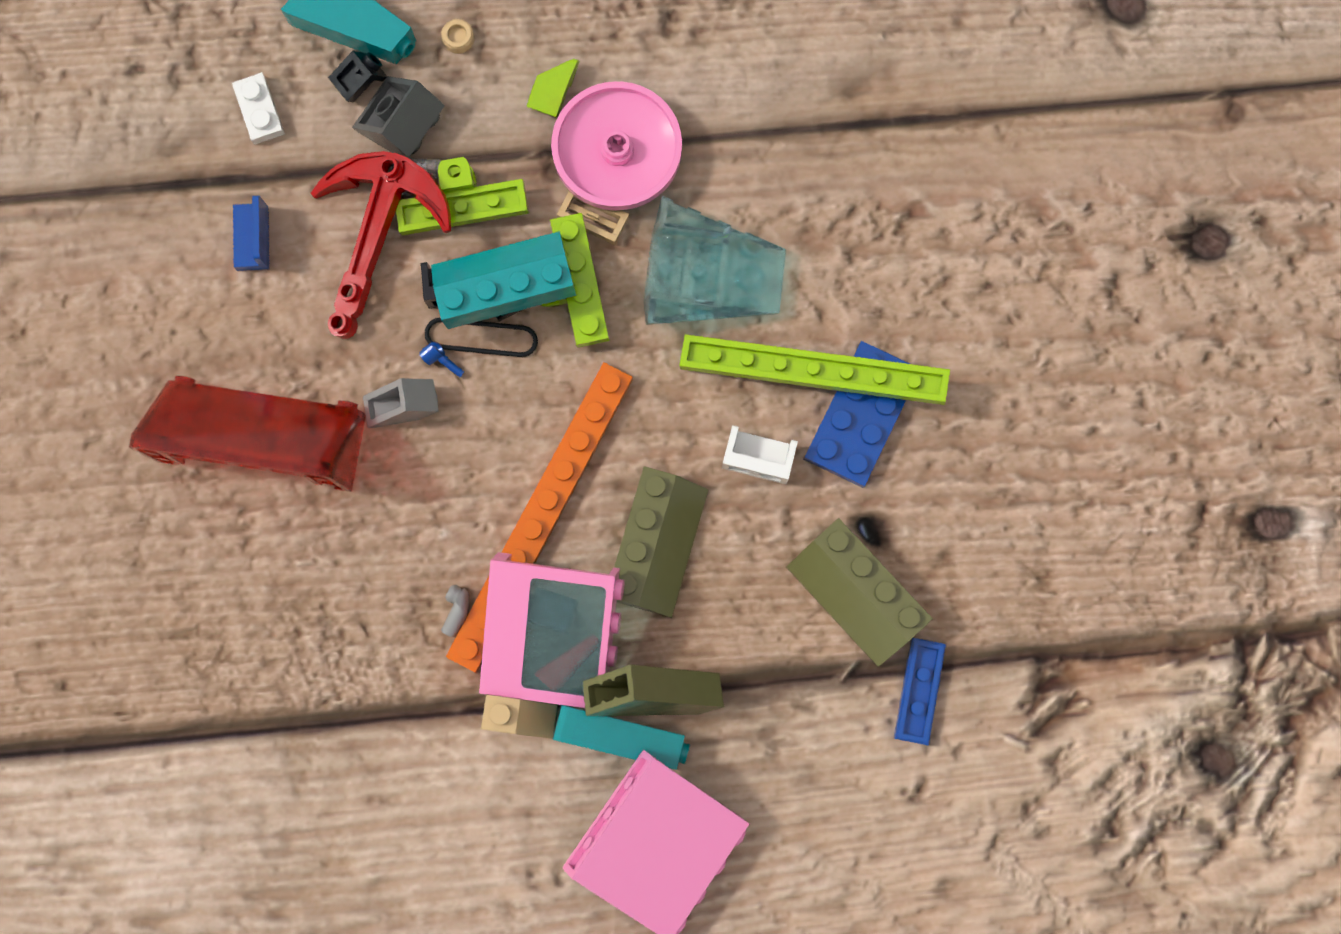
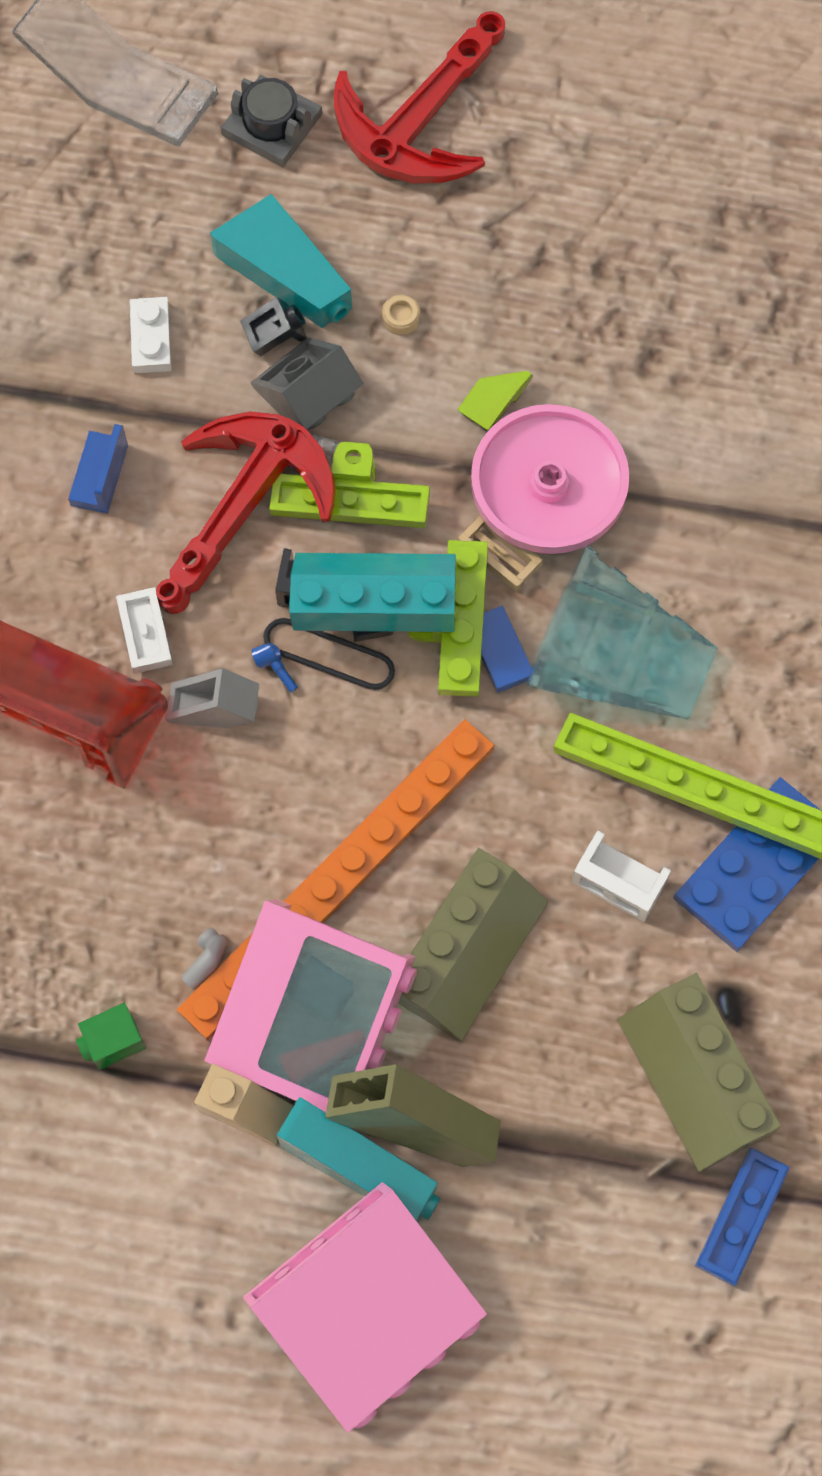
camera: 15 degrees right, 10 degrees down
(328, 360) = (144, 630): none -> white plate
(400, 693) = (110, 1037): none -> green brick
(618, 298) = (503, 652): none -> blue tile

